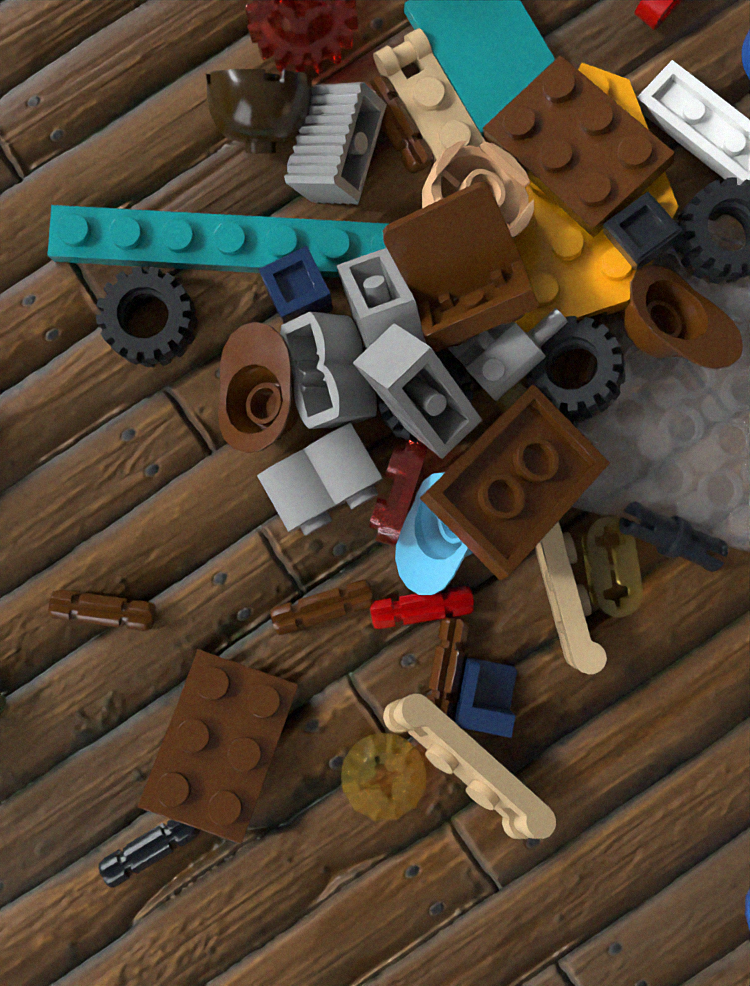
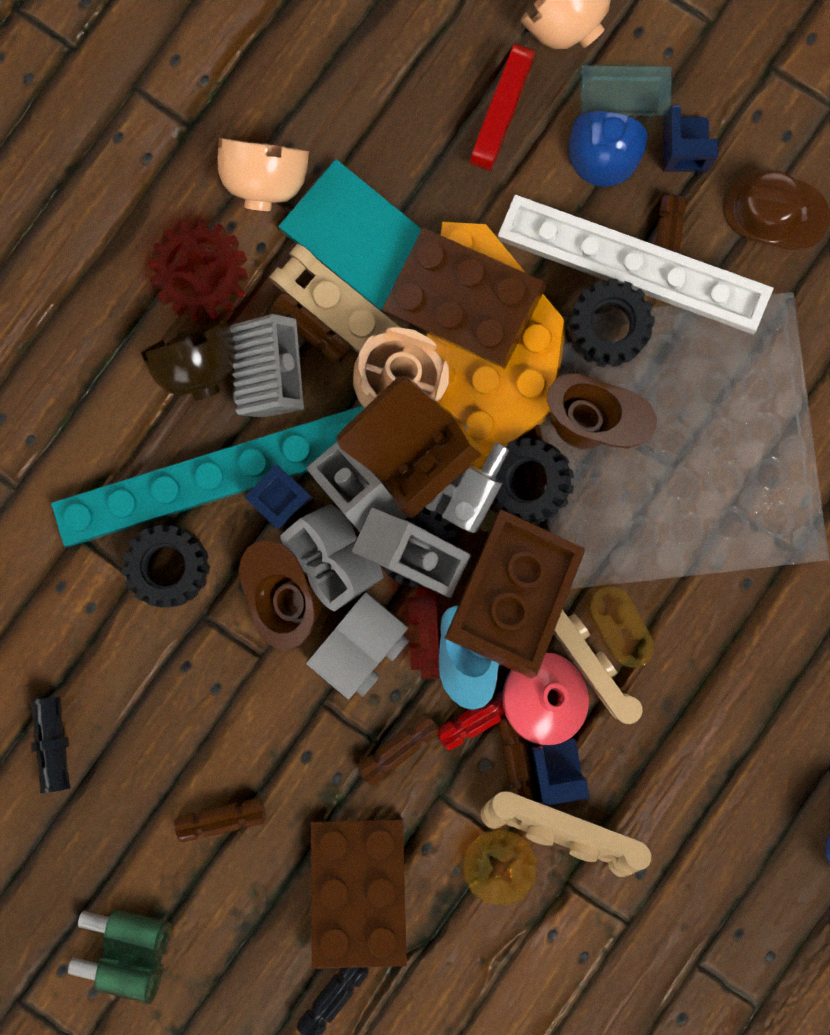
camera: 20 degrees left, 0 degrees up
(481, 615) = (528, 705): none -> coral dish
(642, 231) = (541, 353): black tile -> none
(673, 536) = (660, 585): black pin -> none

